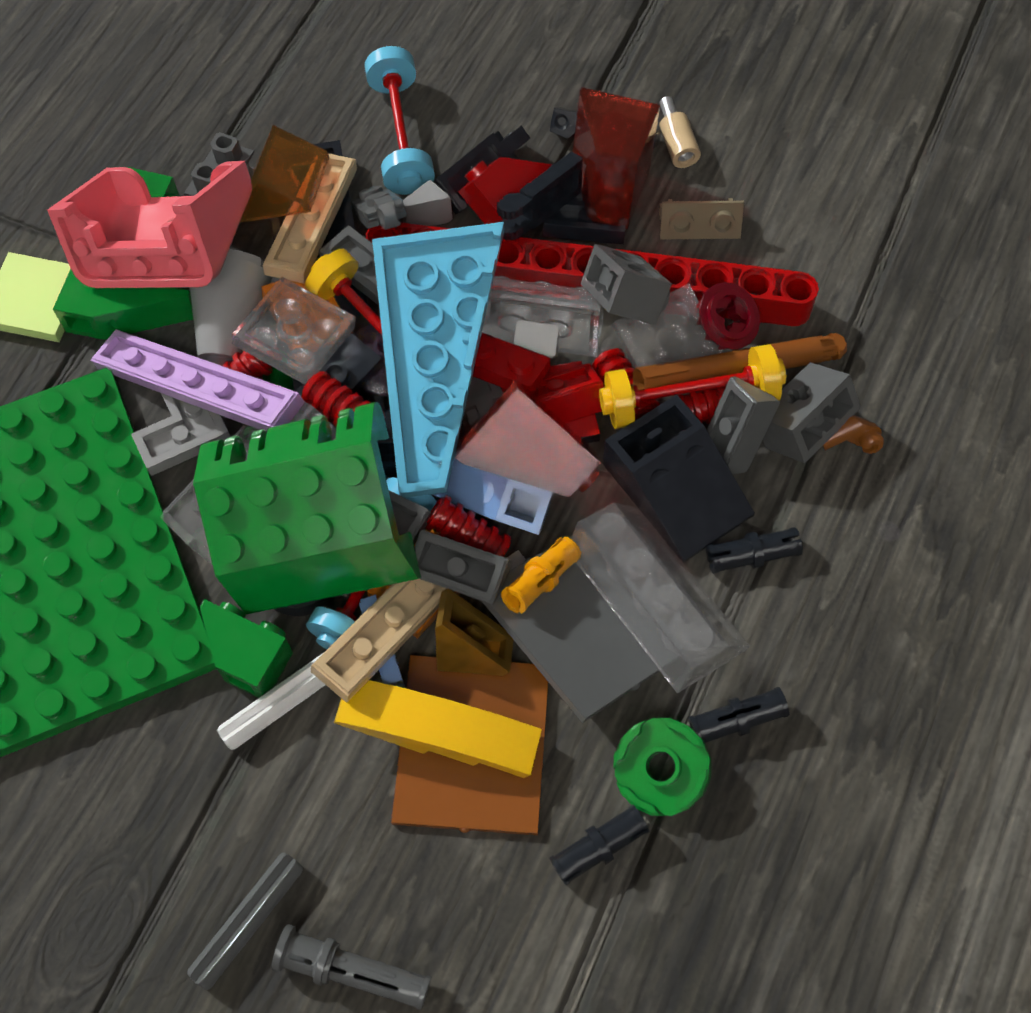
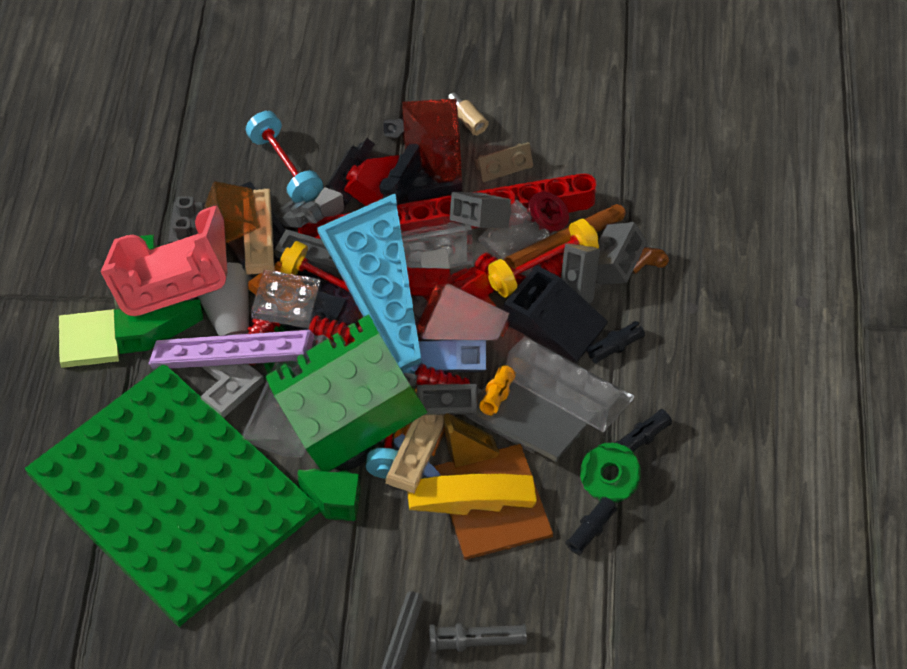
camera: 20 degrees left, 10 degrees down
(270, 707) = (365, 516): white axle -> none

